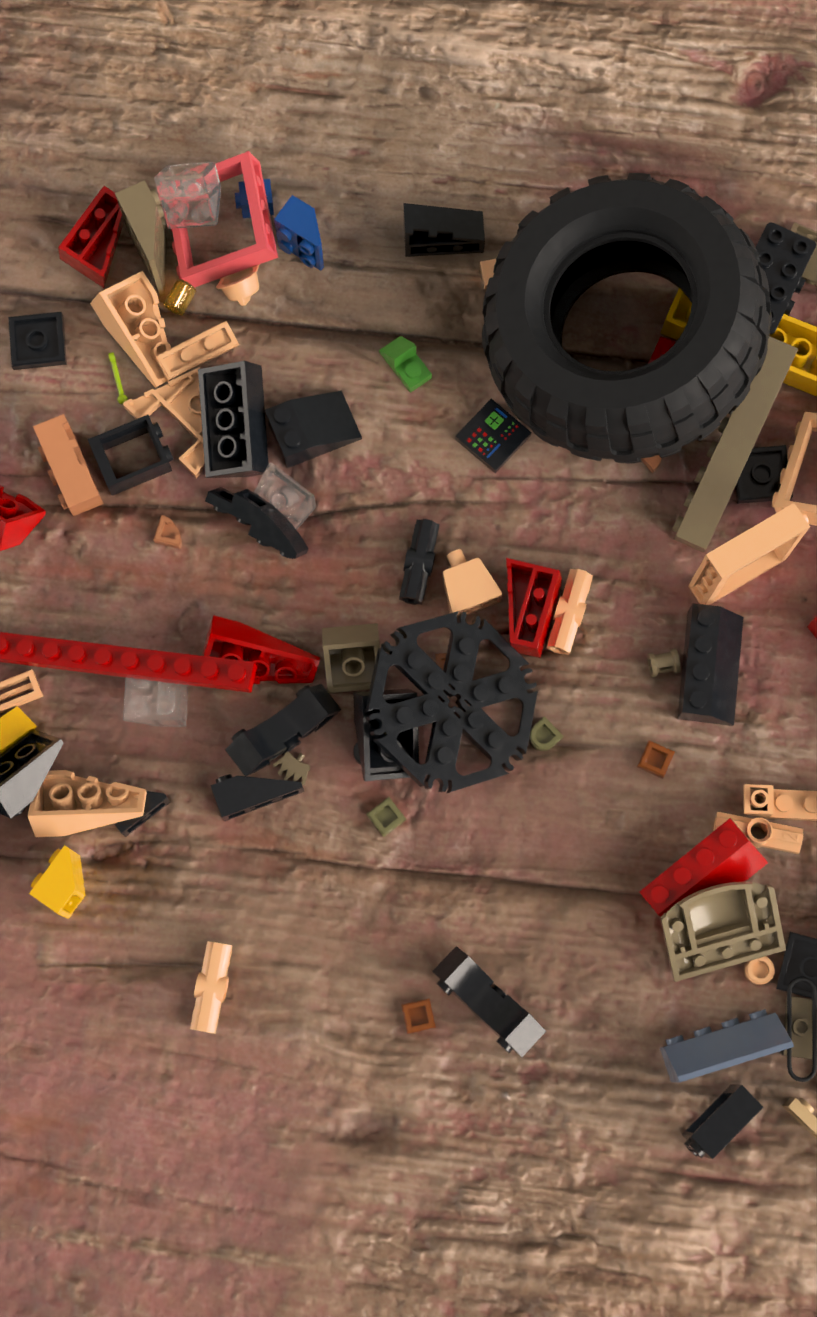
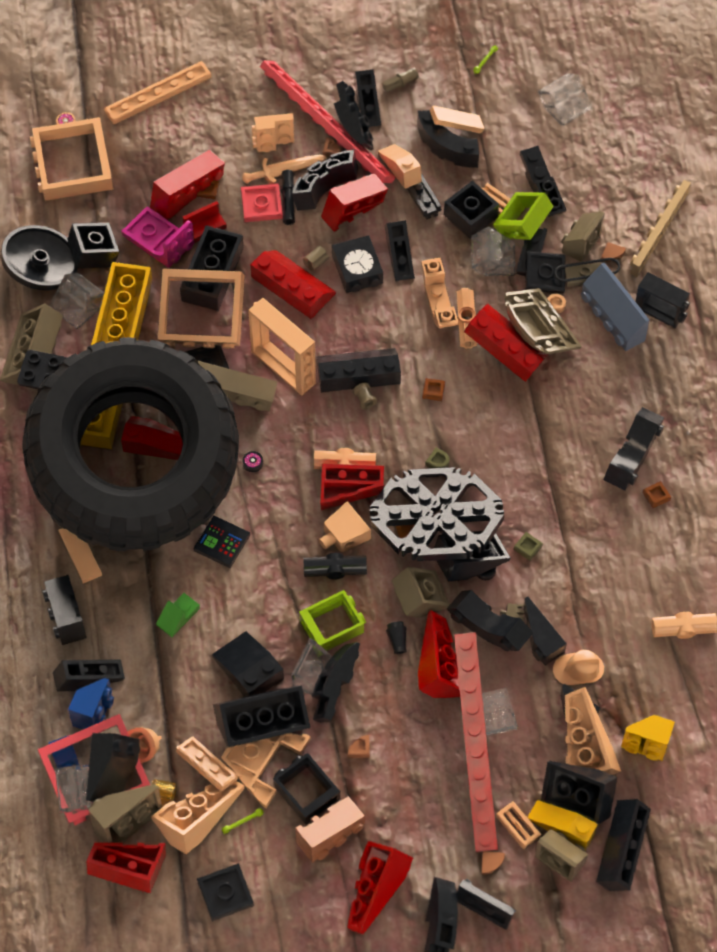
camera: 105 degrees left, 15 degrees down
(195, 831) = (578, 668): none -> light nougat piece
(201, 221) = (110, 764): none -> black slope
(301, 613) = (397, 635): none -> black cone
(334, 512) = (307, 615): none -> lime window
(351, 245) = (76, 674): none -> black slope
(599, 499) = (252, 461): none -> tile

